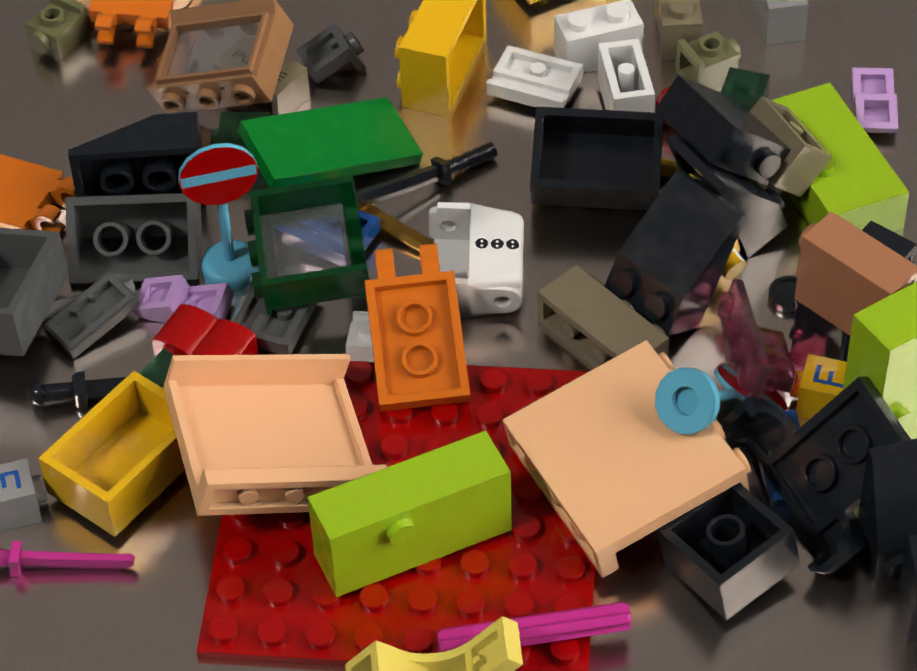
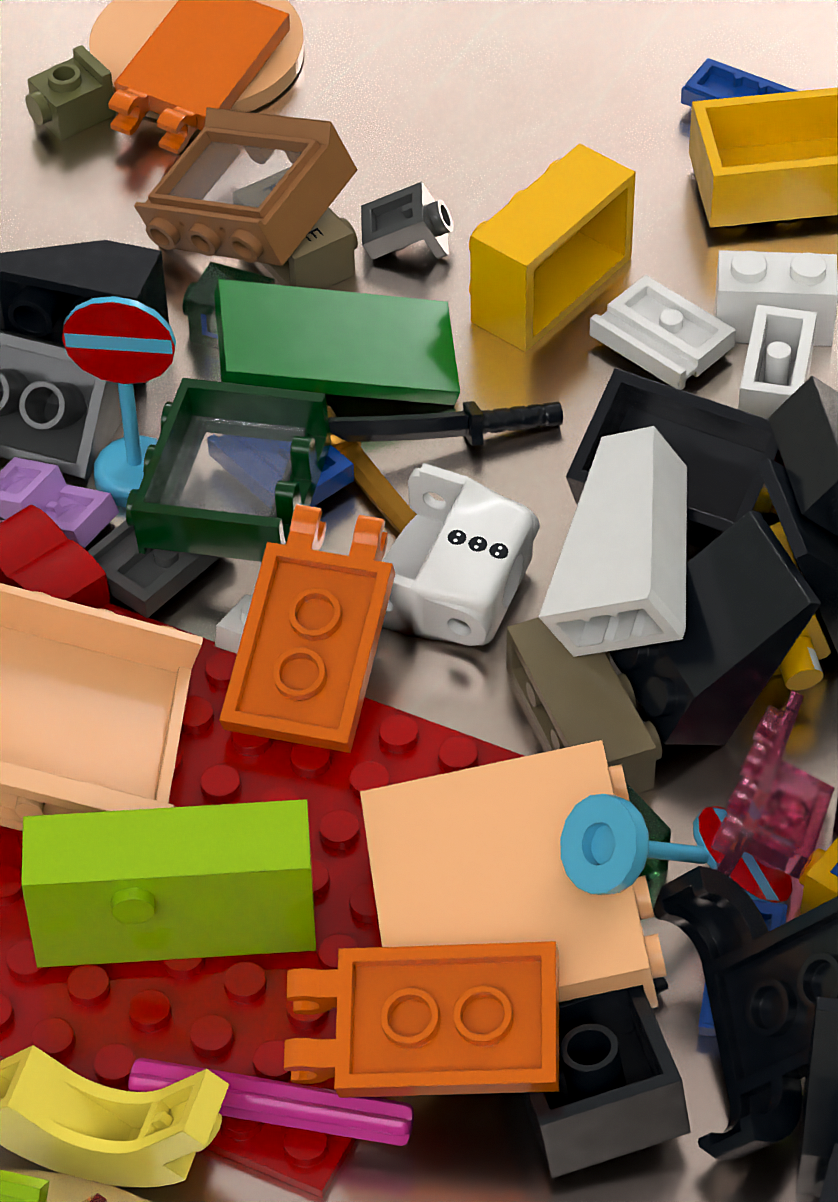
camera: 20 degrees right, 0 degrees up
(600, 220) = (625, 550): none -> white slope
(623, 543) = (432, 1020): none -> orange tile

